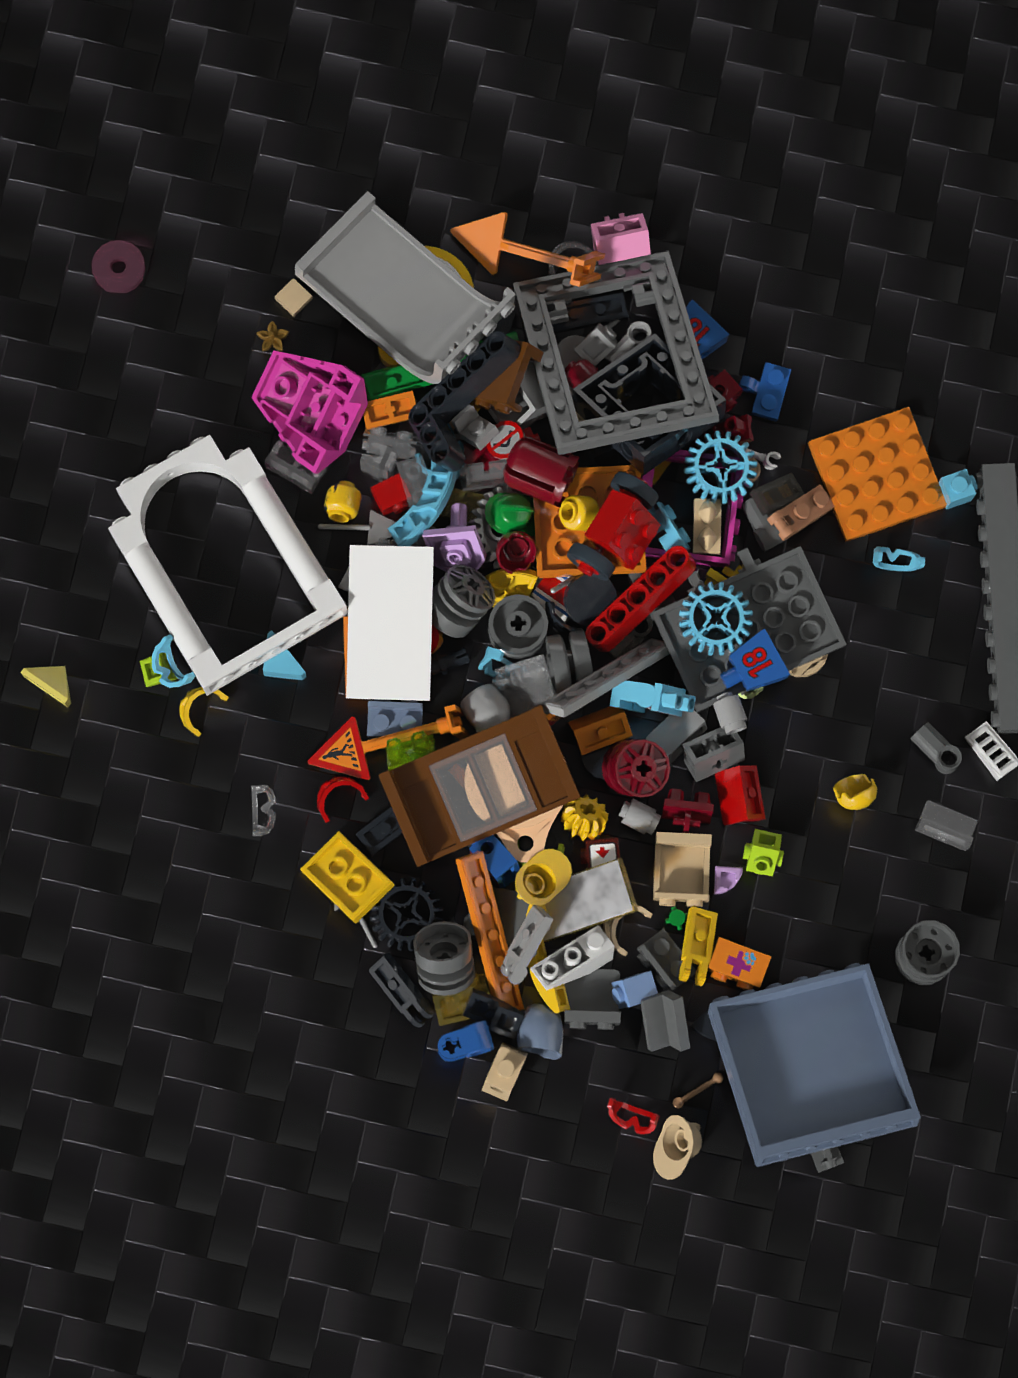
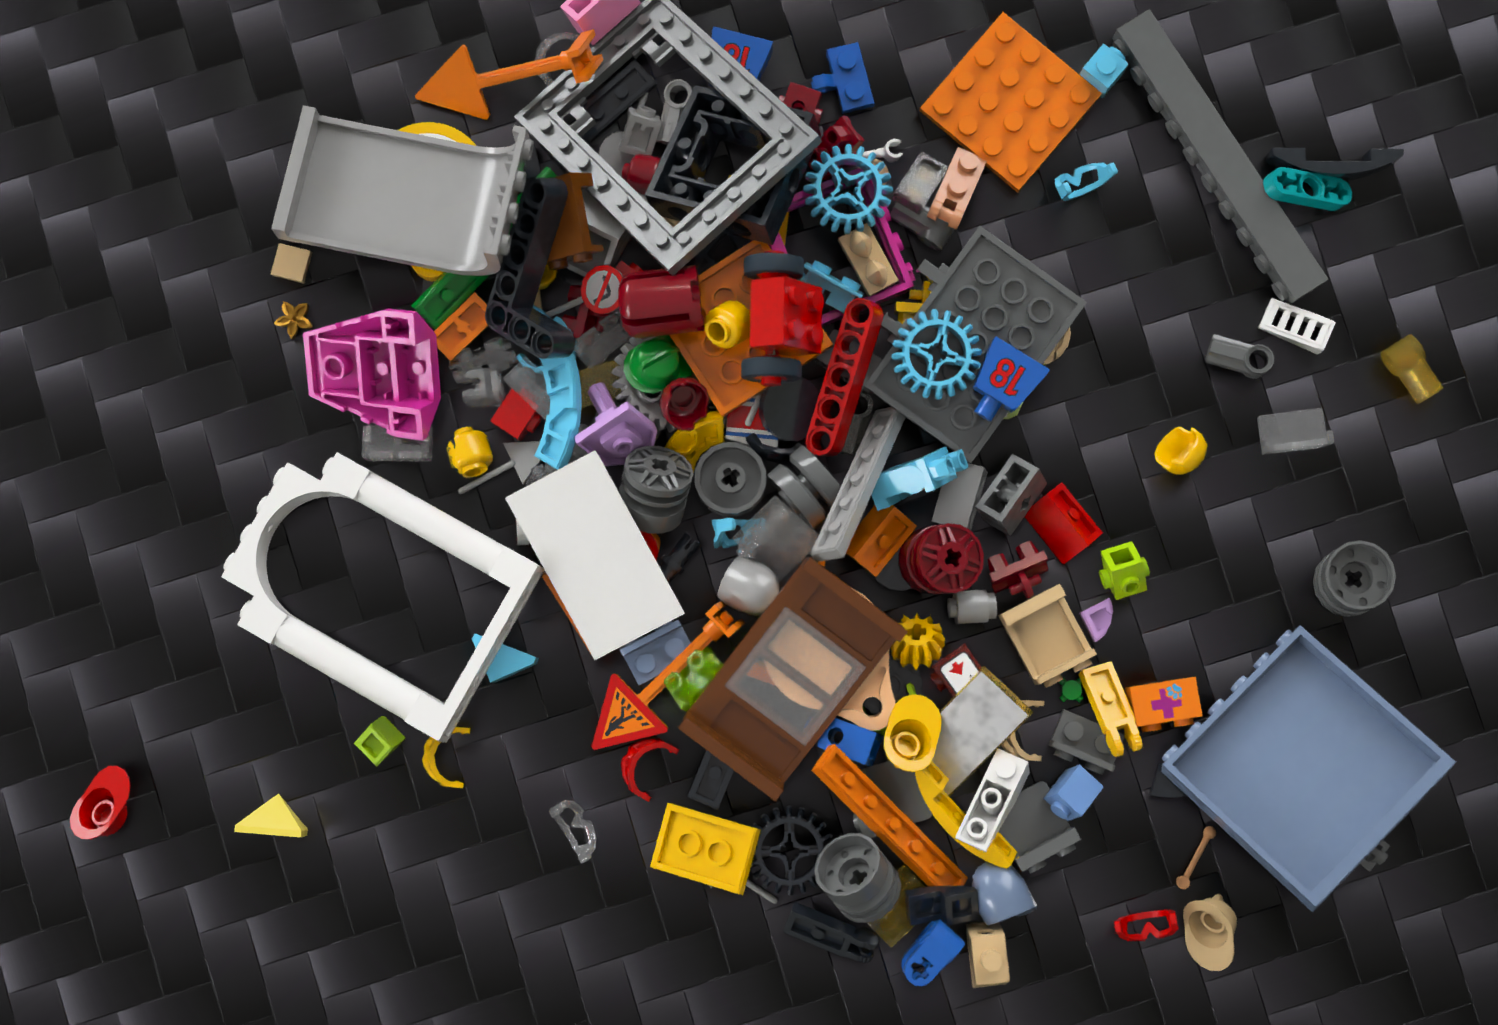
camera: 20 degrees left, 5 degrees up
(111, 253) = (71, 325): clear pink tile -> none
(164, 647) = (371, 717): medium azure helmet -> none
(474, 428) = (563, 295): light grey bracket -> none
(526, 944) = (936, 815): light grey hinge -> none
(665, 1021) = (1124, 808): dark grey panel -> none
(730, 713) = (1008, 445): light grey brick -> none

